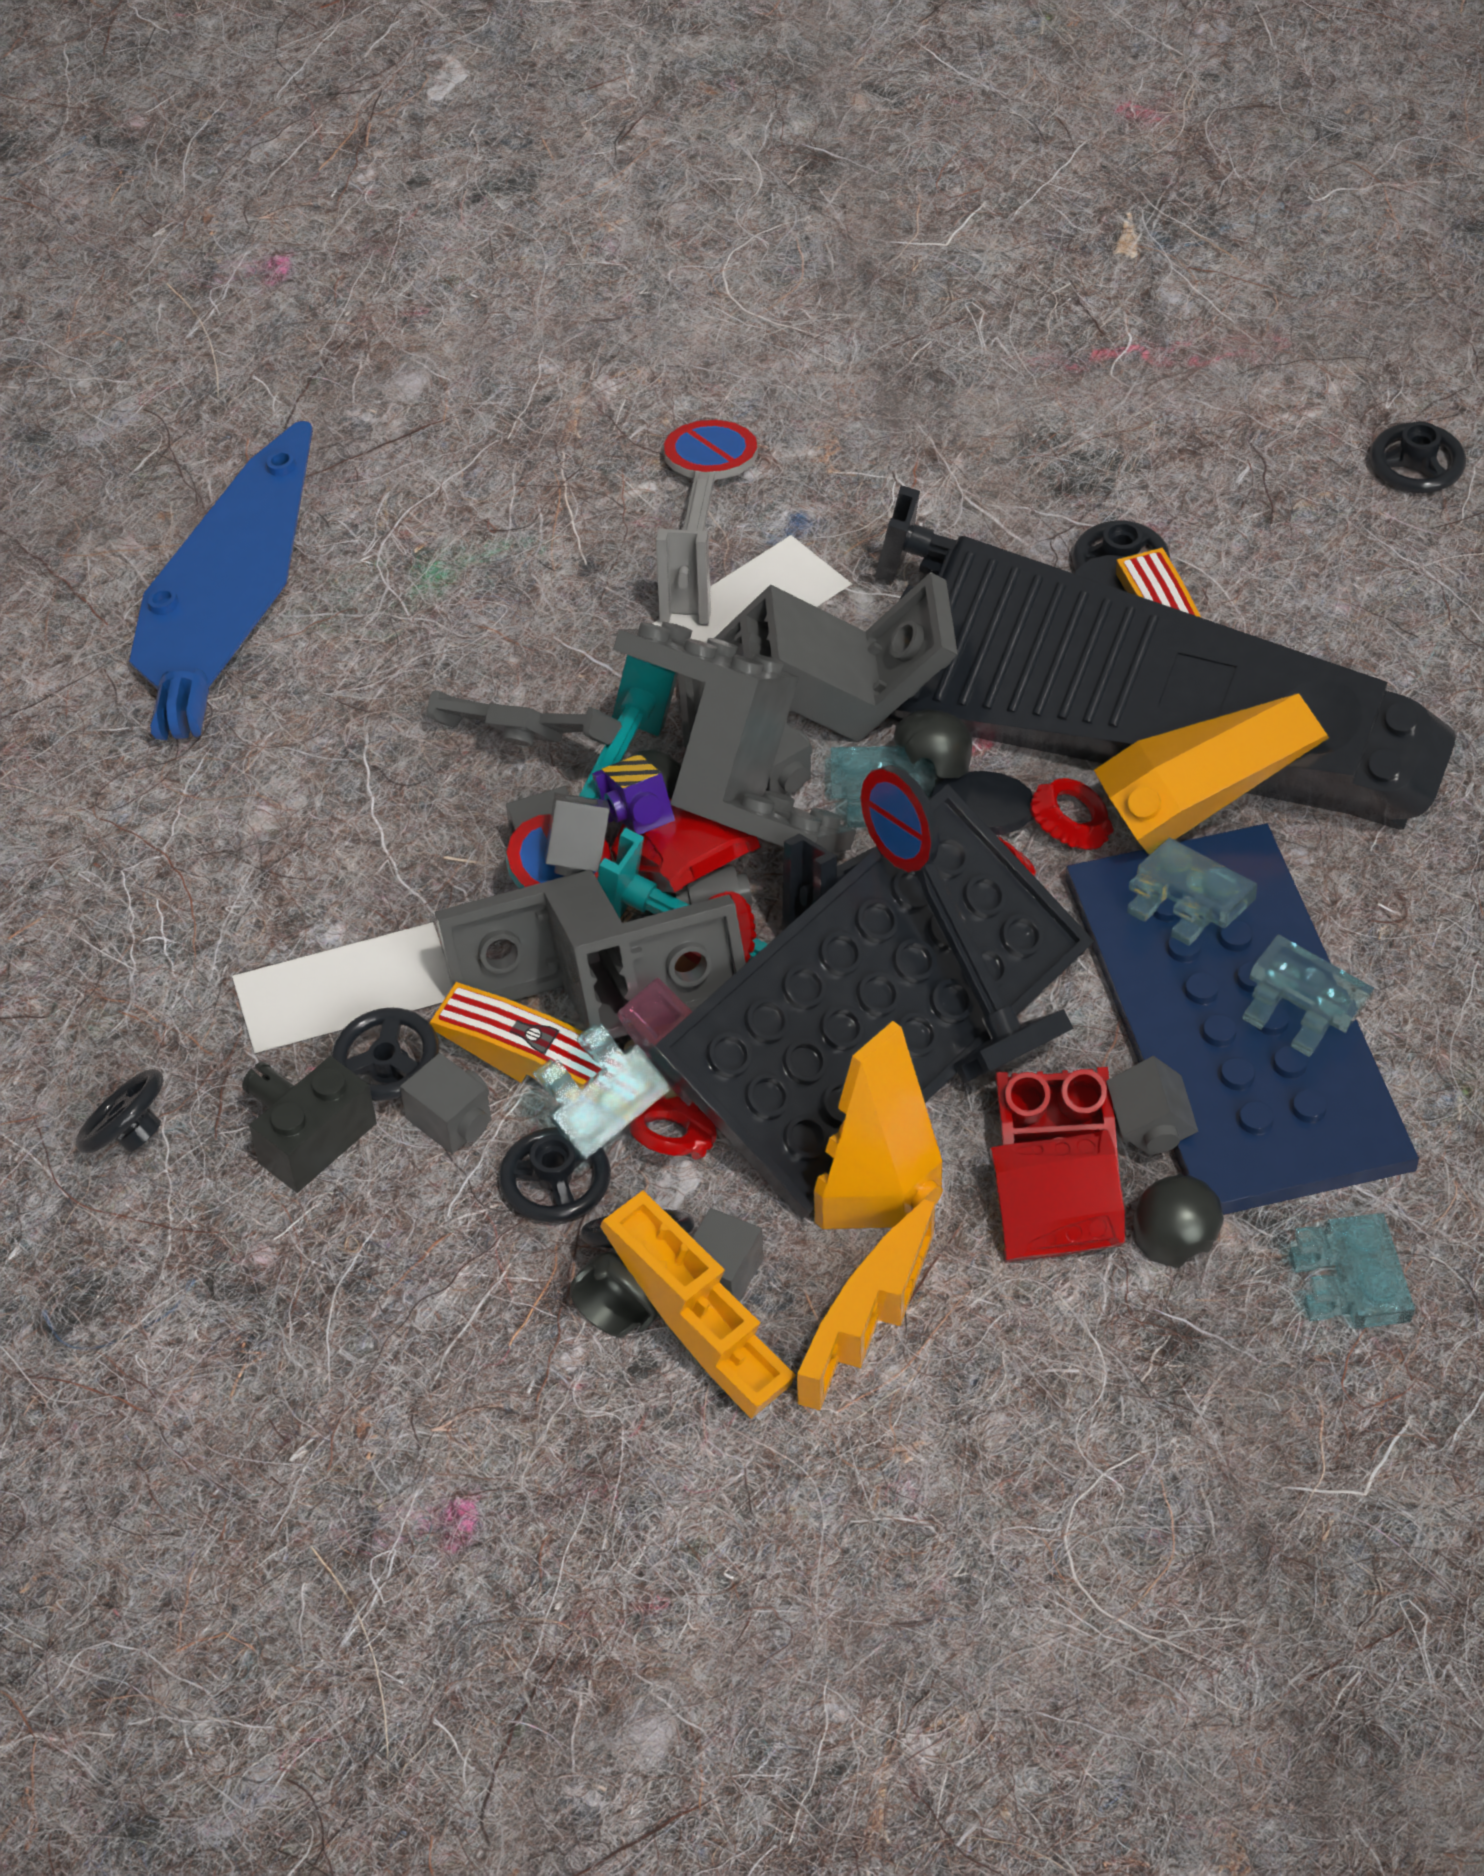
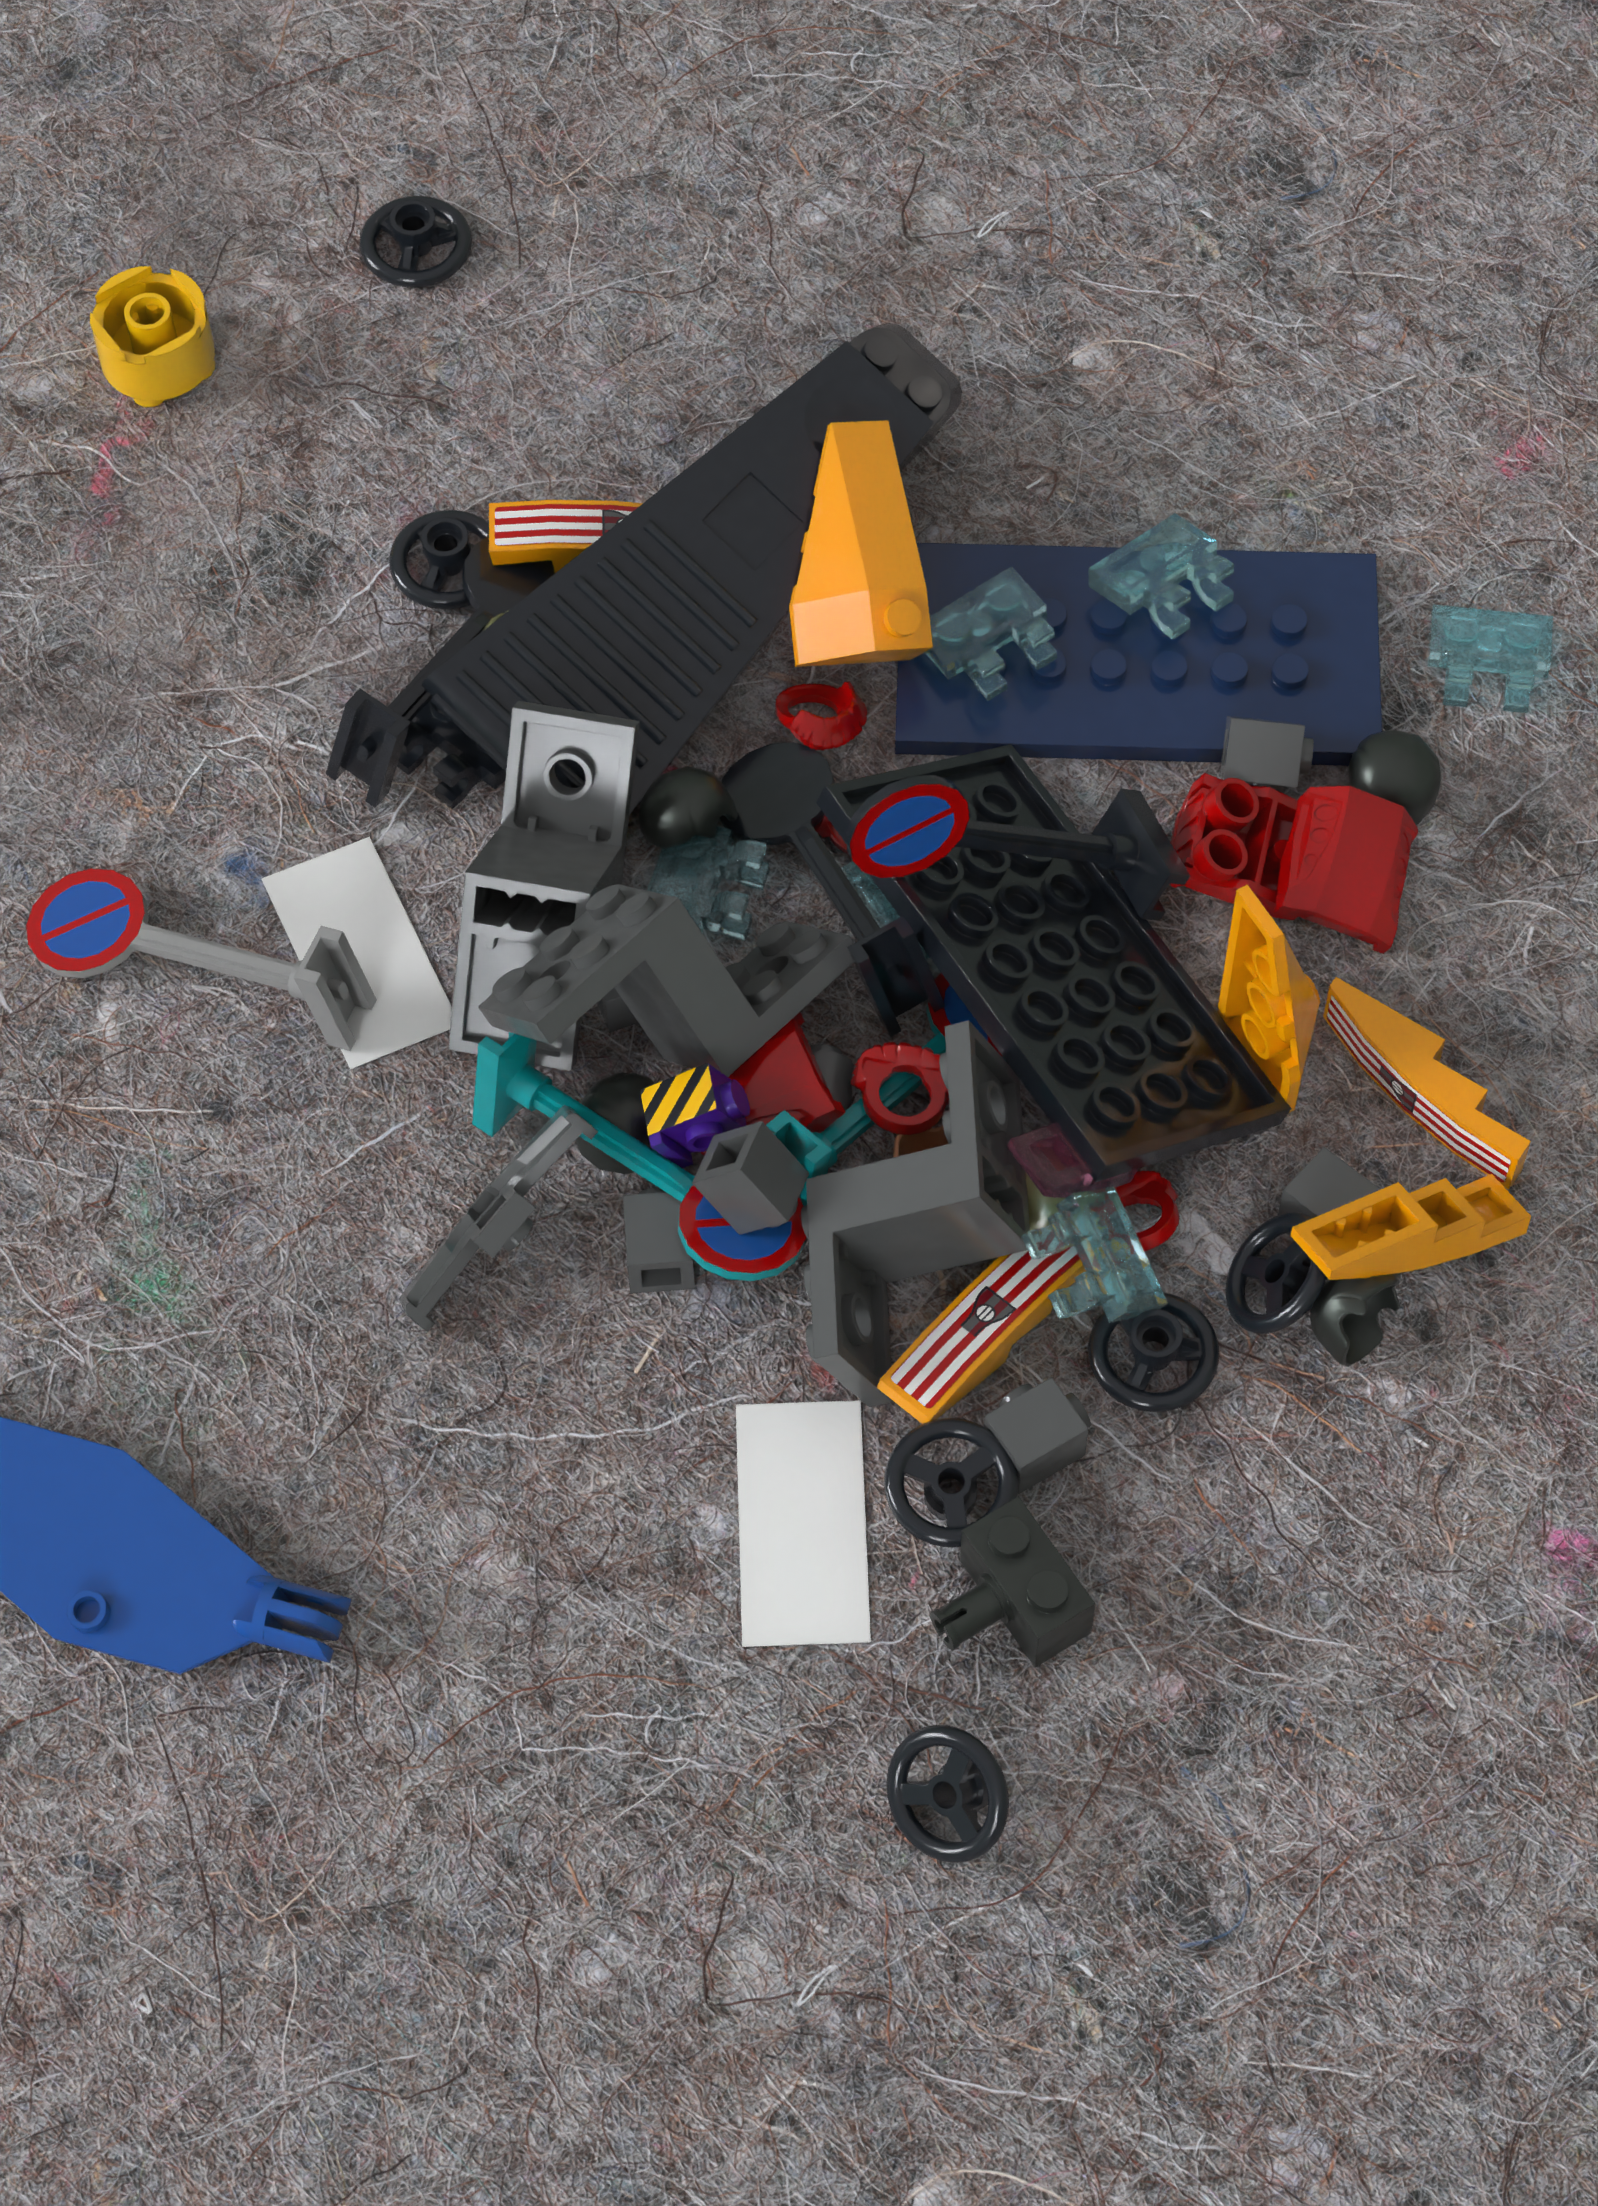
camera: 75 degrees left, 10 degrees up
(1231, 326) = (152, 334): none -> yellow brick

